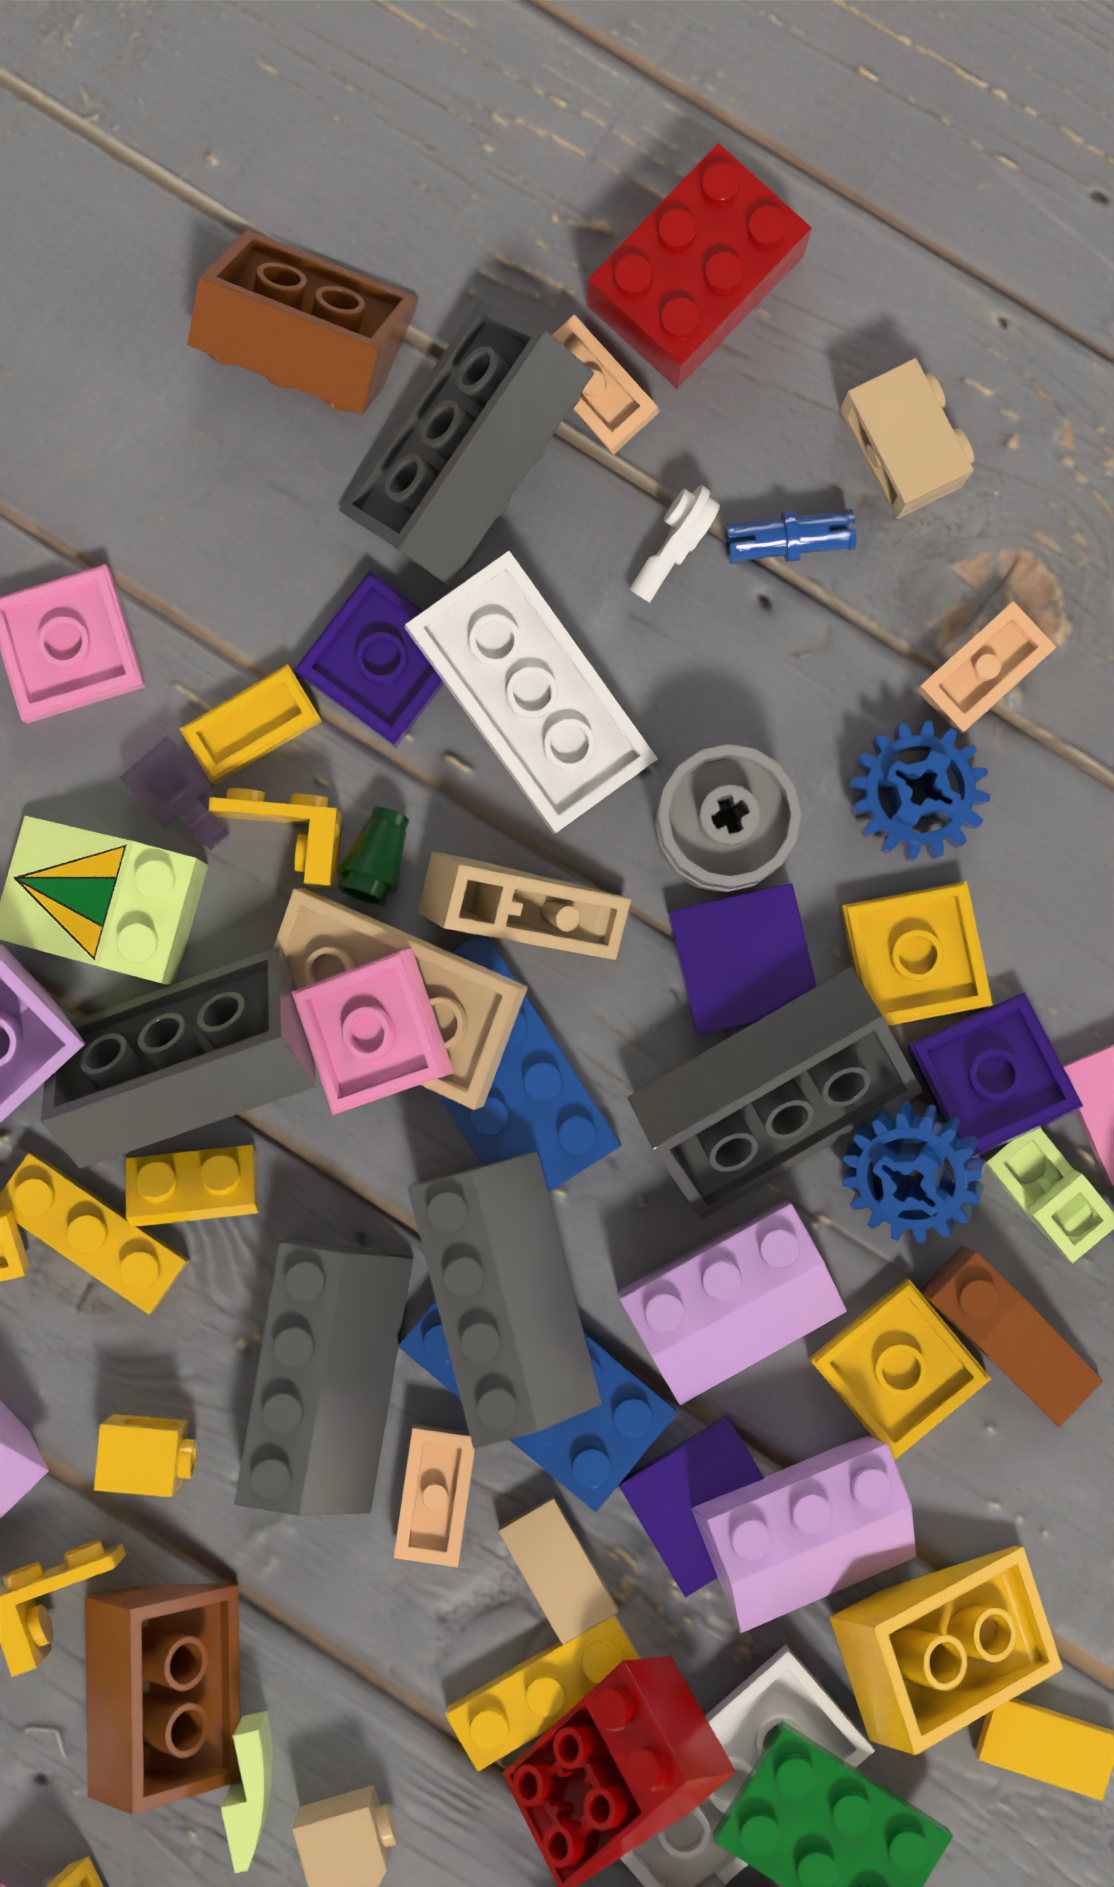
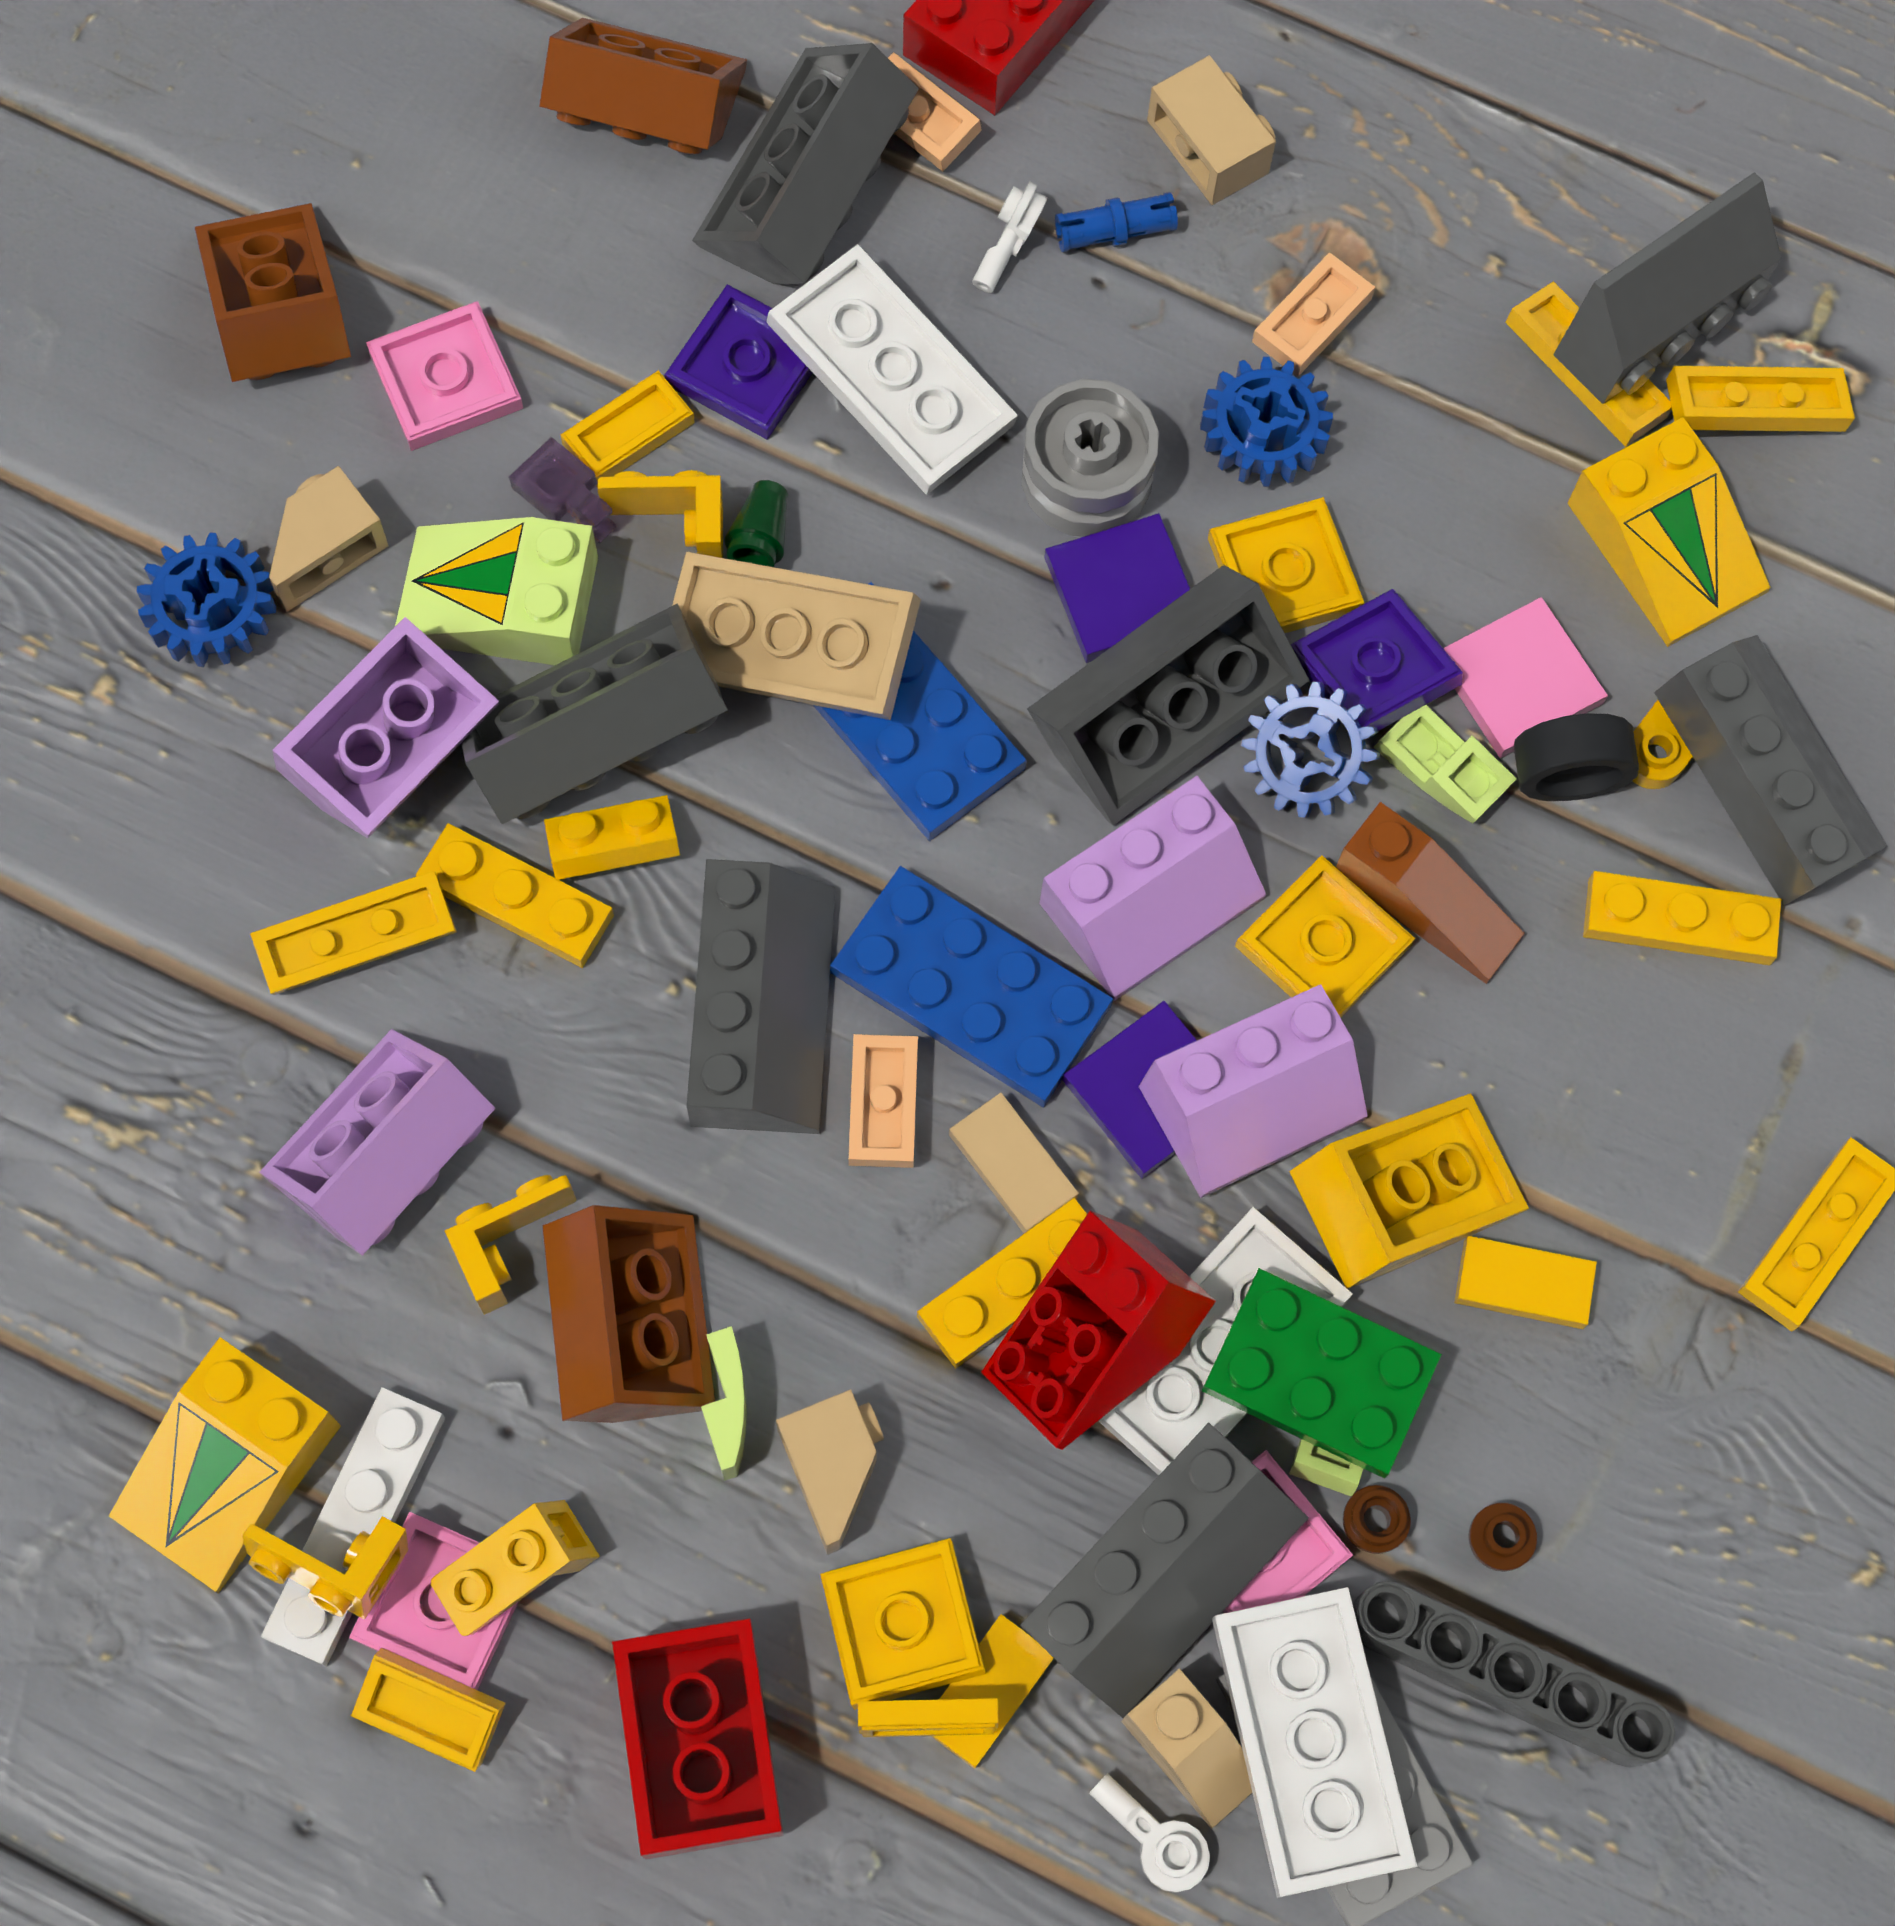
camera: 10 degrees left, 15 degrees down
(144, 1455) = (589, 1089): yellow brick -> none
(372, 1031) = (776, 660): bright pink tile -> none
(504, 1298) = (929, 890): dark grey slope -> none
(522, 906) = (904, 553): tan slope -> none

